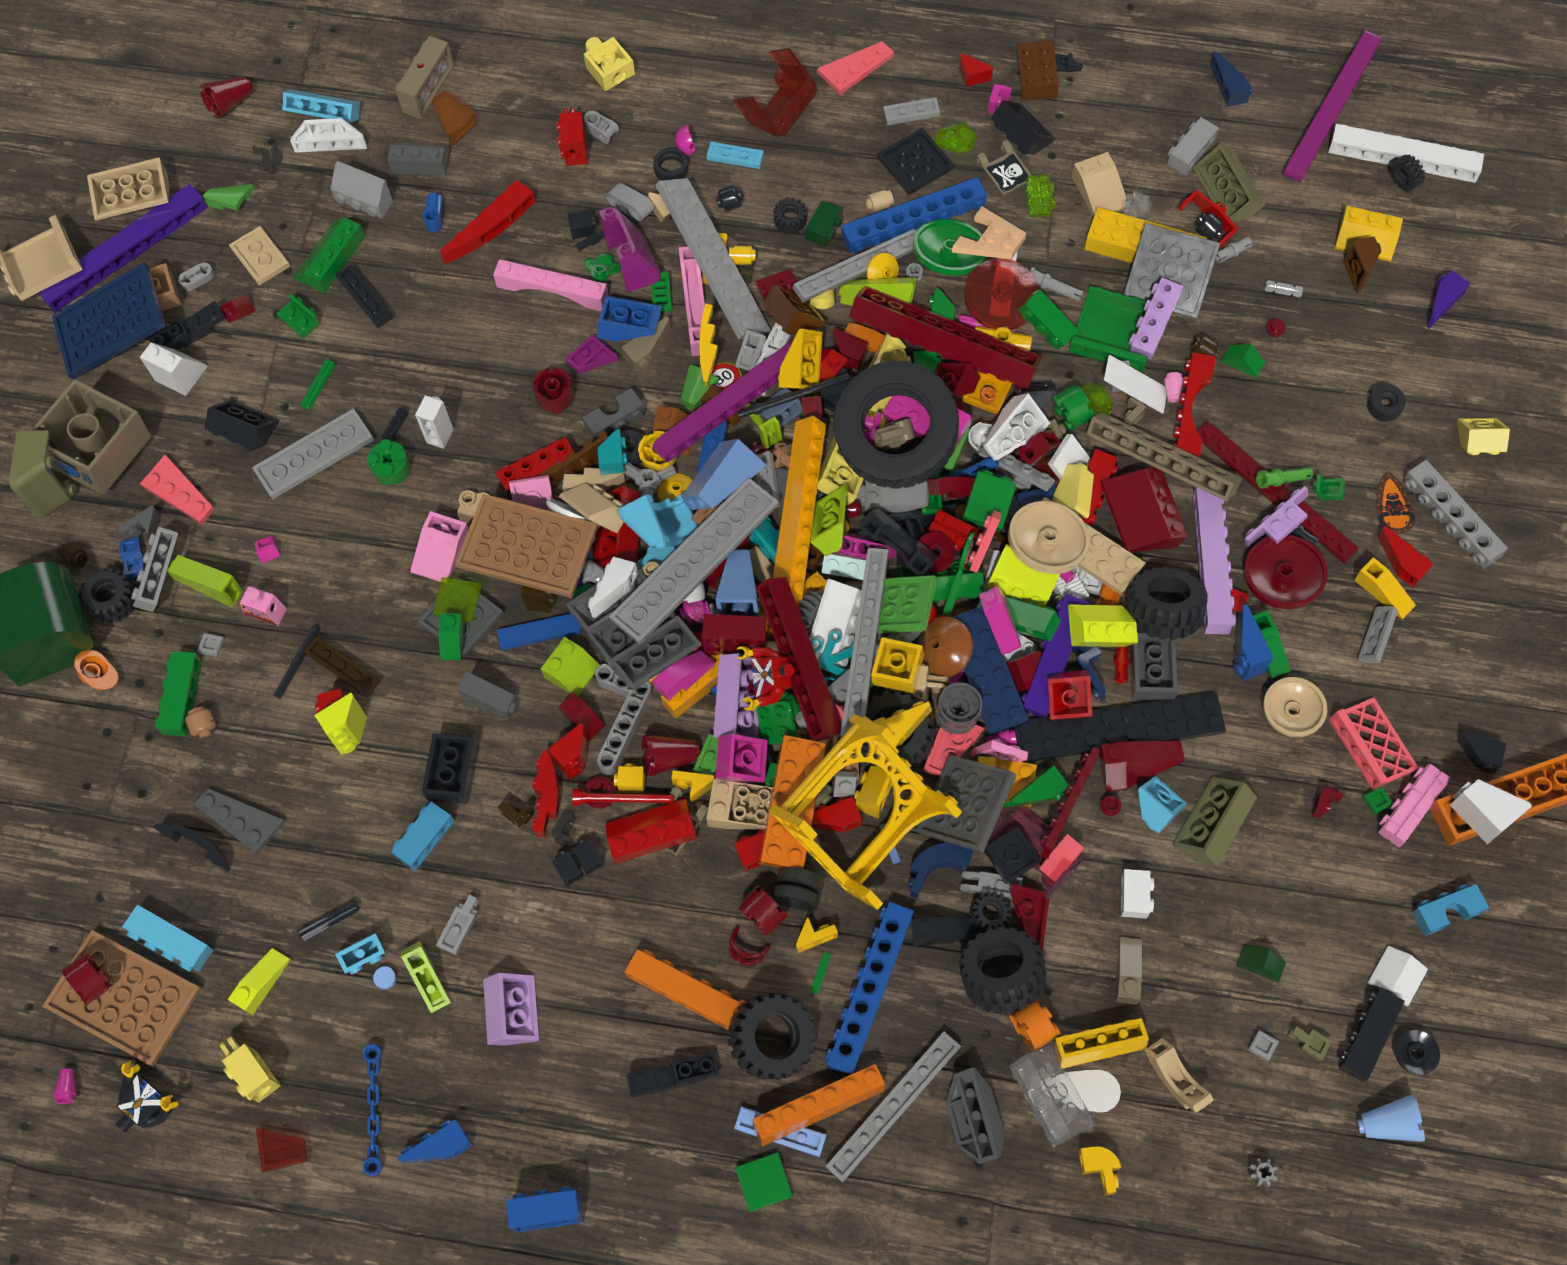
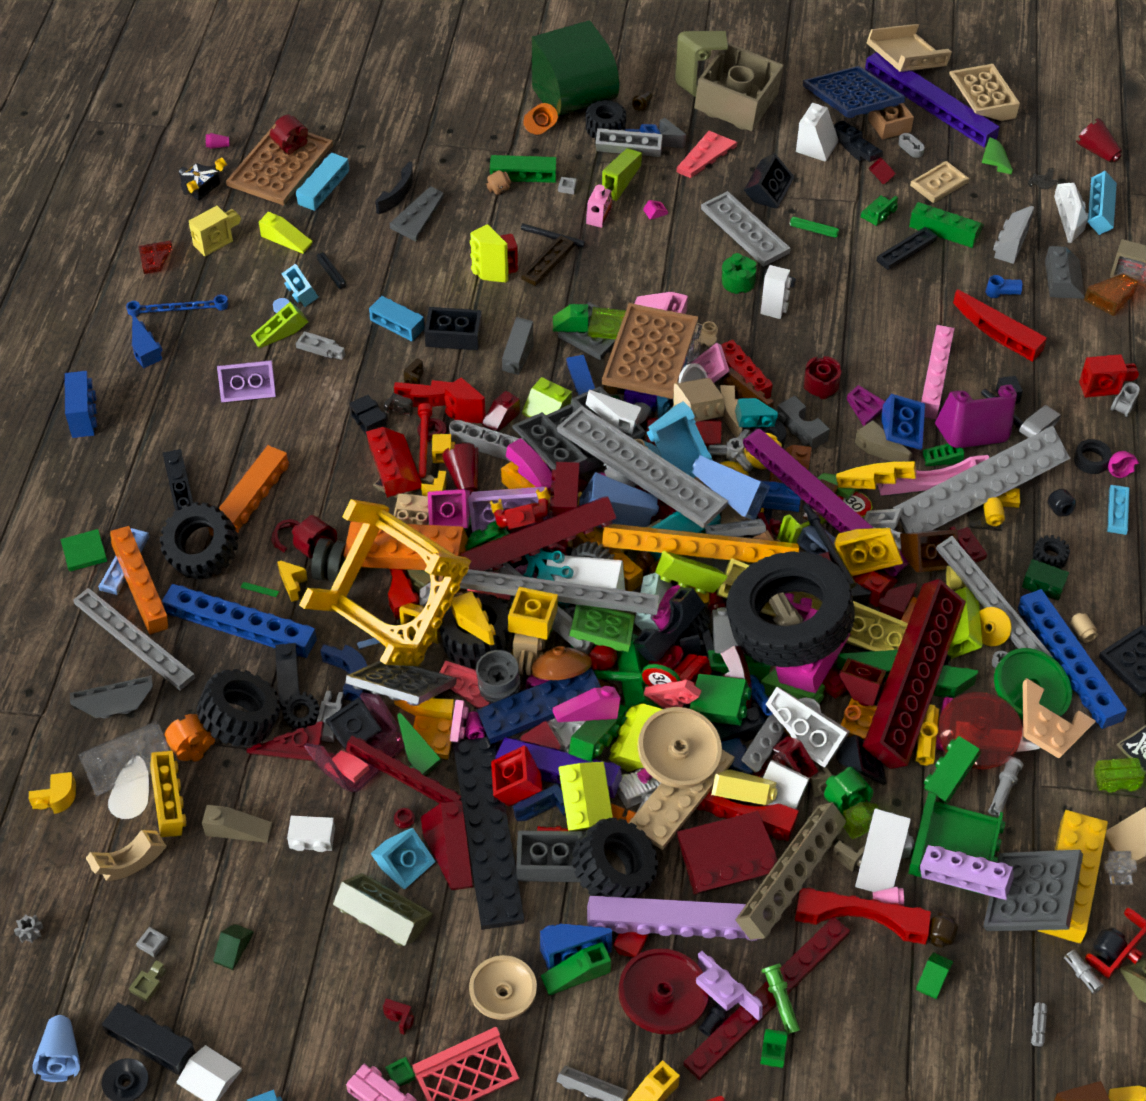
camera: 85 degrees right, 15 degrees down
(1275, 327) = (983, 1011): dark red plate -> none

